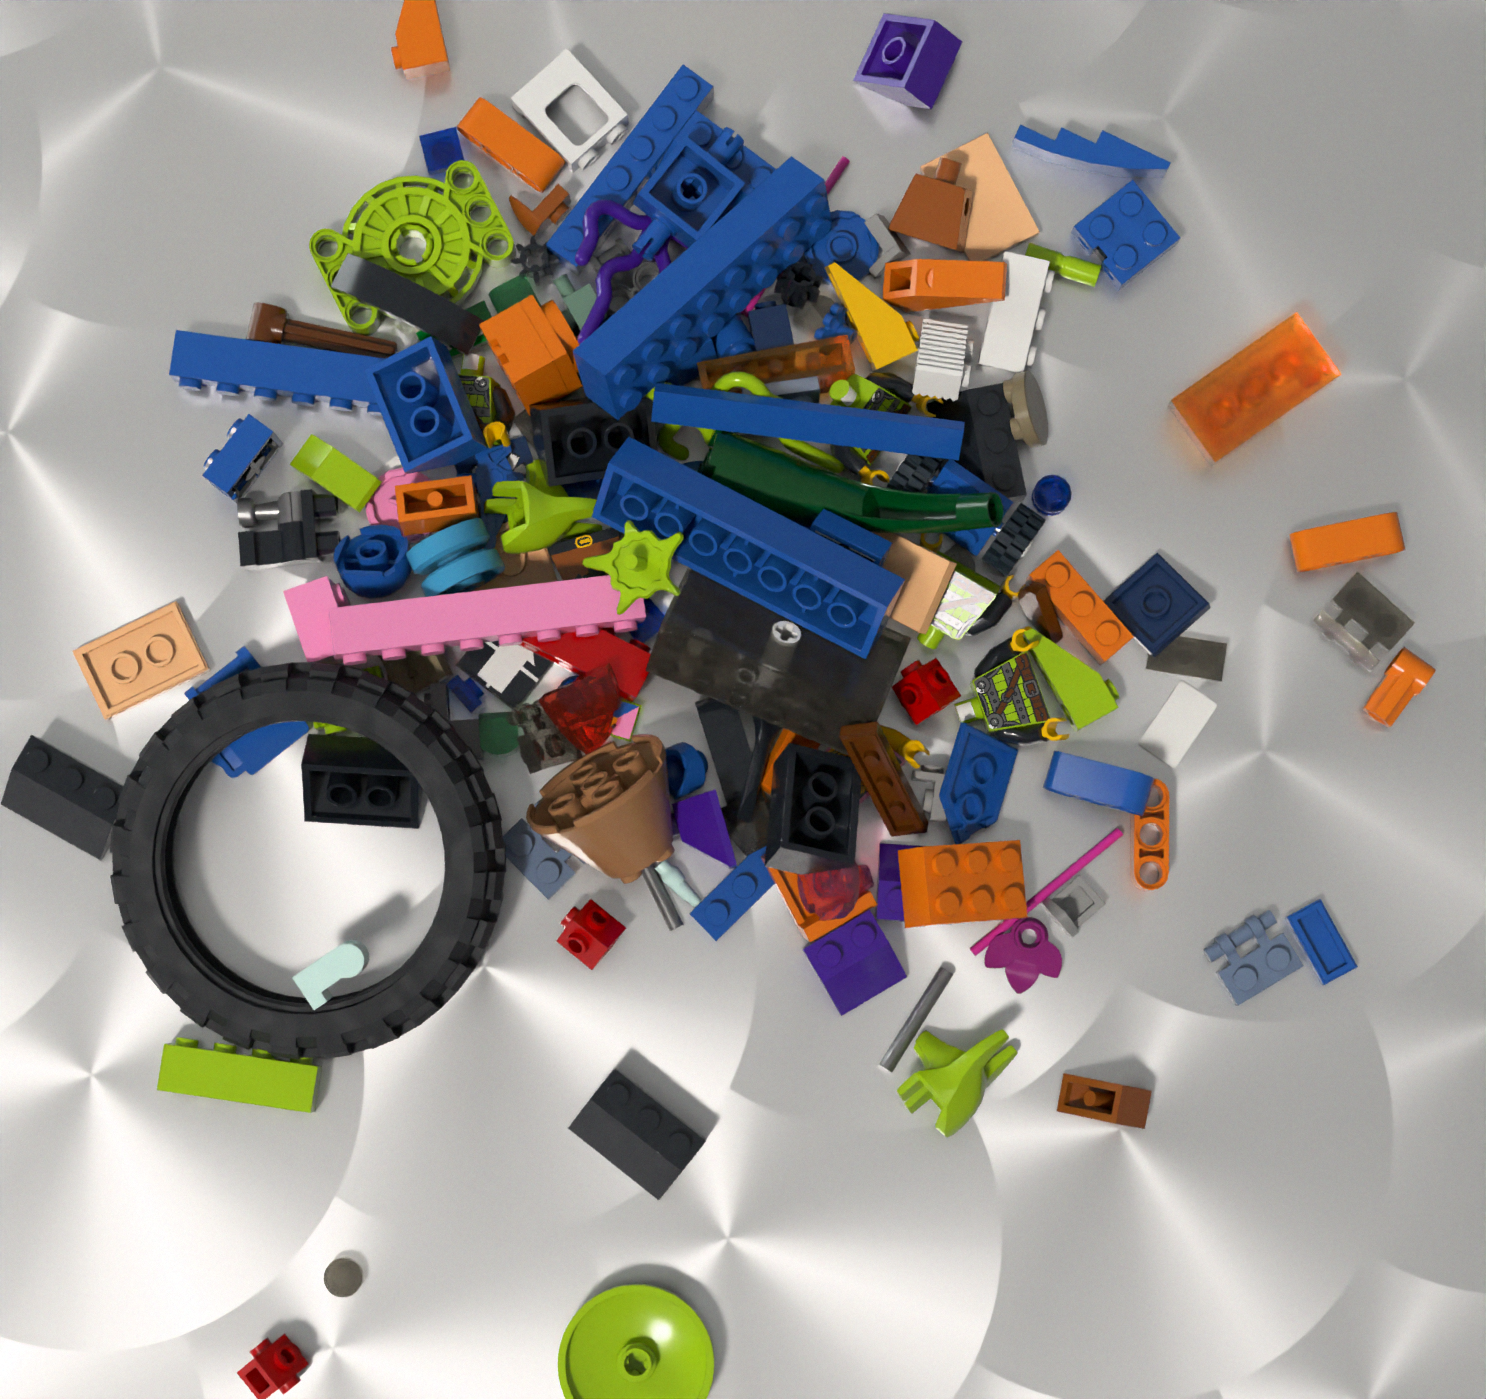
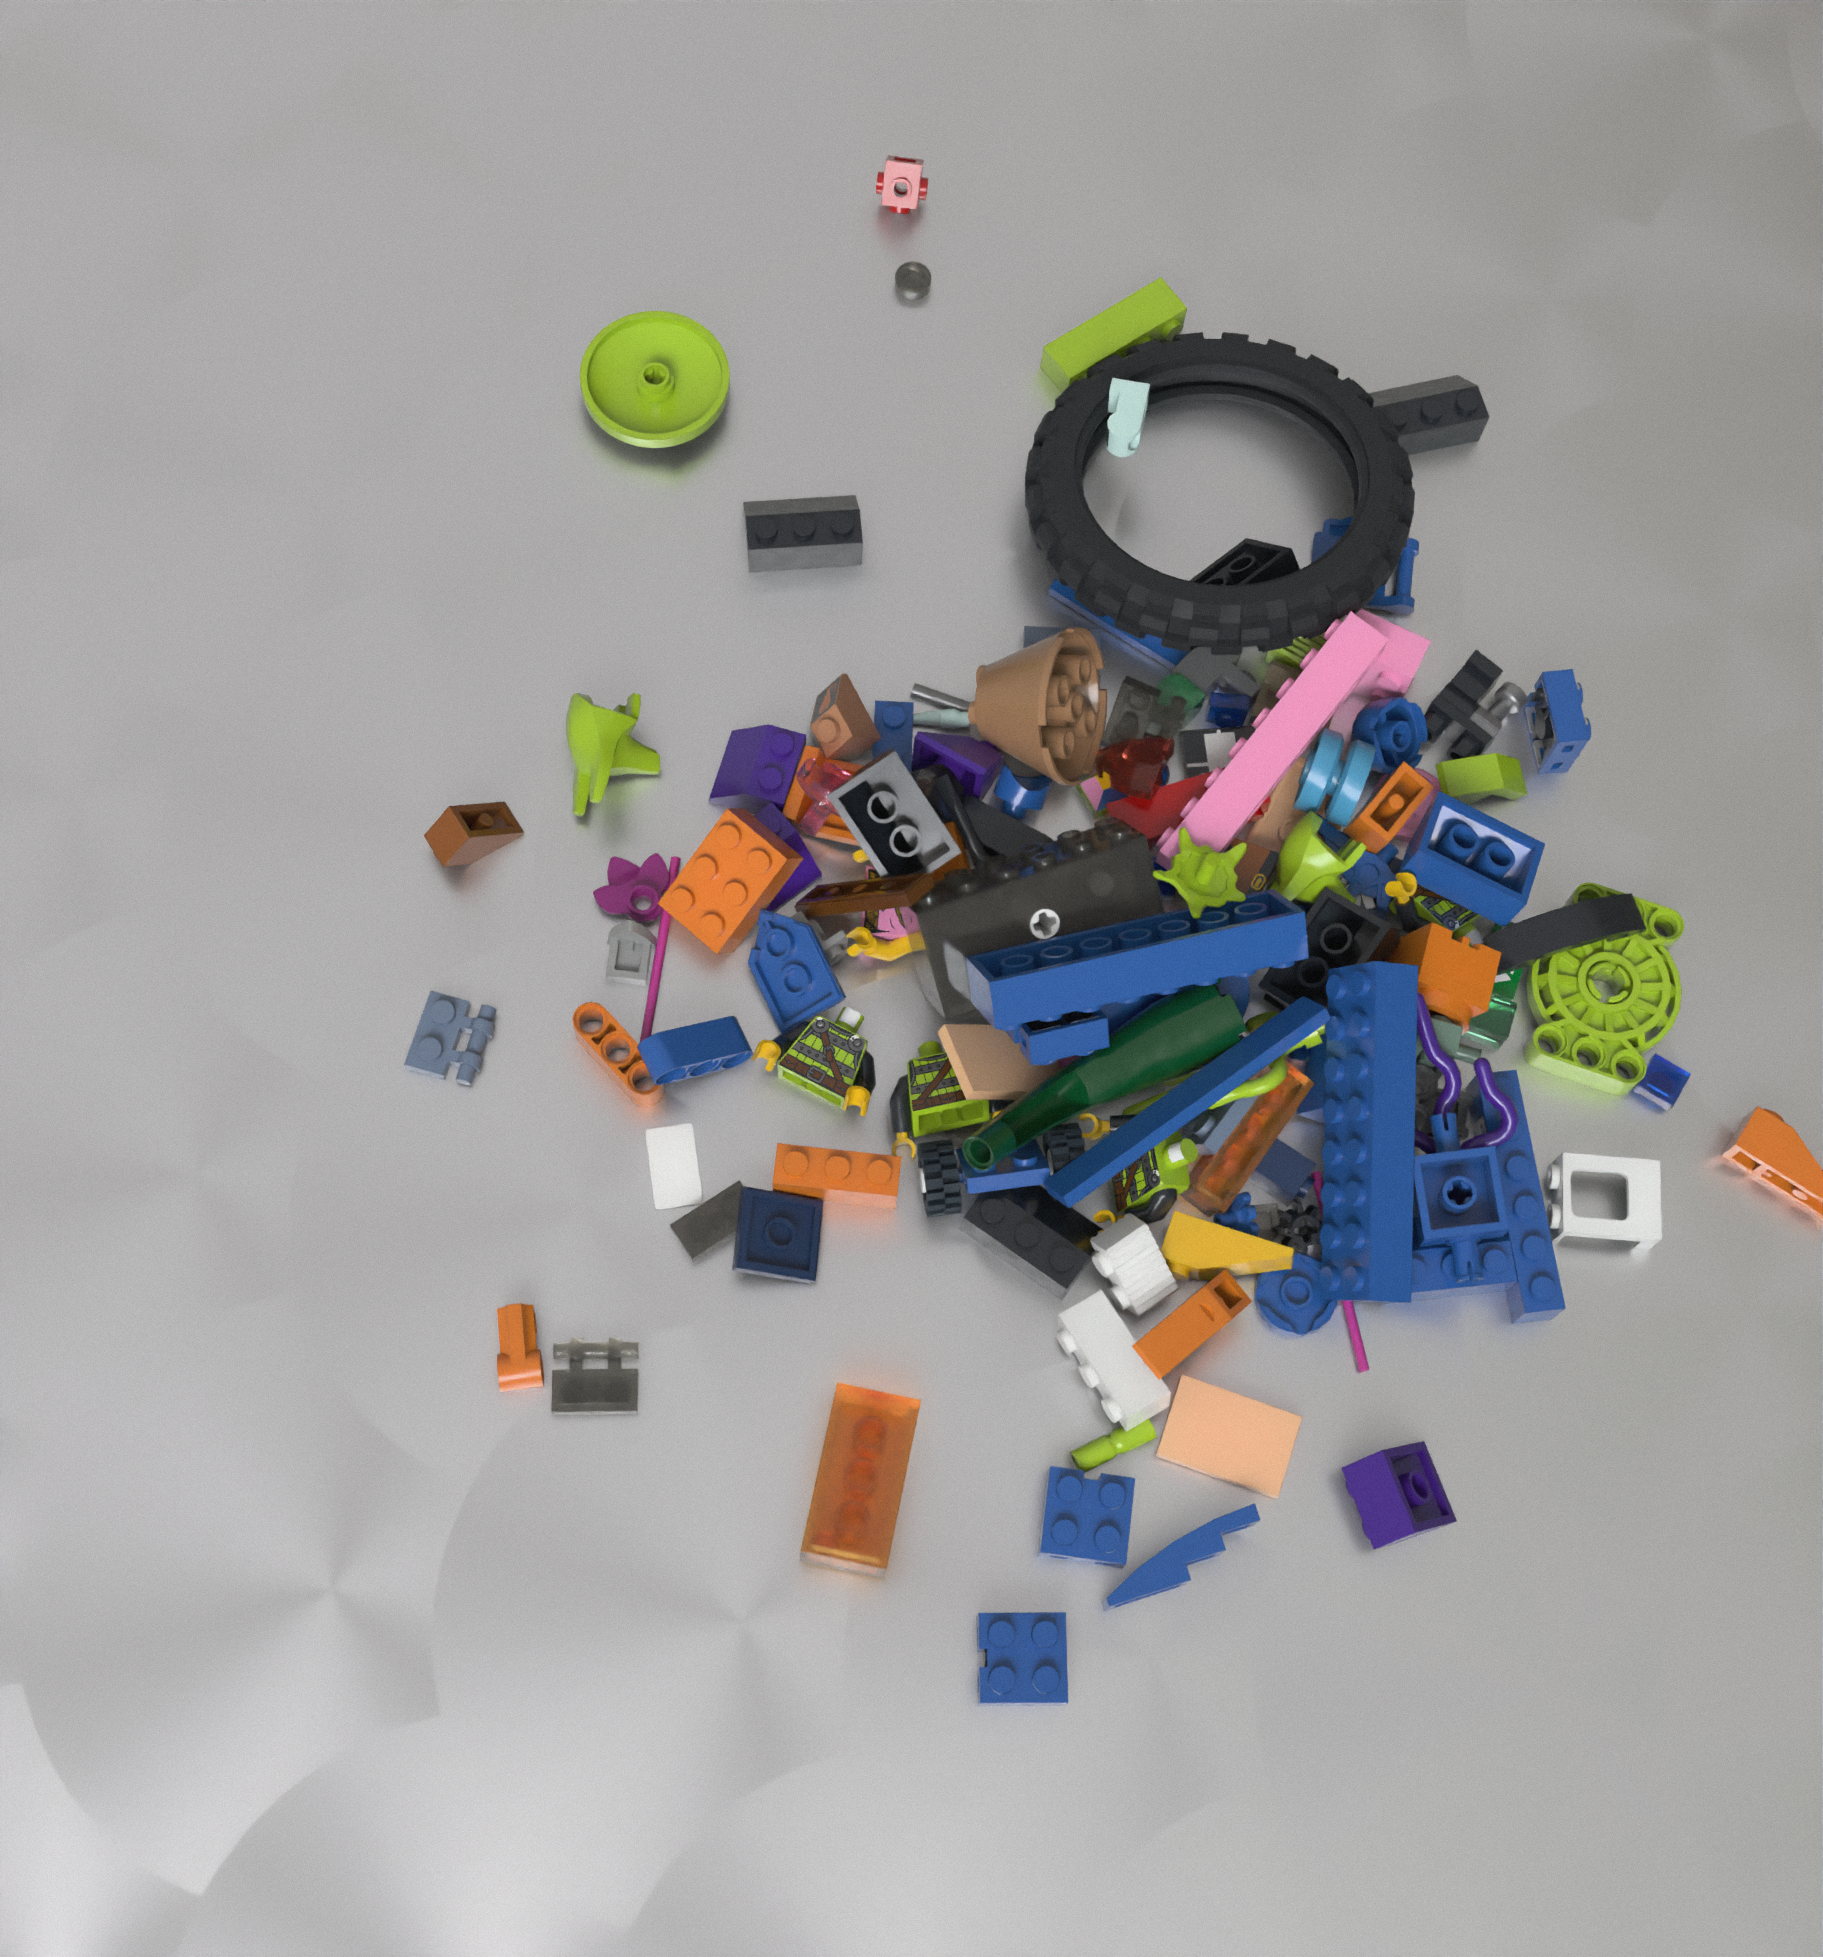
camera: 130 degrees right, 15 degrees down
(141, 660) = (1469, 543): light nougat tile -> none
(272, 371) = (1609, 805): blue brick -> none
(273, 325) = (1634, 841): reddish brown axle -> none
(510, 145) = (1621, 1131): orange beam -> none
(535, 271) = (1515, 1054): black gear -> none
(551, 210) = (1540, 1105): dark orange plate -> none
(589, 933) = (971, 623): red brick -> none
(733, 339) = (1304, 1134): blue plate -> none
(759, 945) = (842, 721): none -> nougat slope
(889, 242) = (1267, 1328): light grey tile -> none
(916, 1019) = (673, 775): flat silver bar -> none
(925, 689) = (896, 1006): red brick -> none
(935, 208) = (1255, 1385): dark orange torso -> none
(1029, 409) = (1026, 1291): dark tan tile -> none
(1040, 611) = (863, 1143): reddish brown tile -> none
(1054, 489) = (945, 1240): clear blue wheel -> none
(1074, 684) = (786, 1116): lime slope -> none
(1251, 188) = (1022, 1659): none -> blue piece
(1321, 942) = (405, 1098): blue tile -> none
(1347, 542) = (667, 1430): orange beam -> none

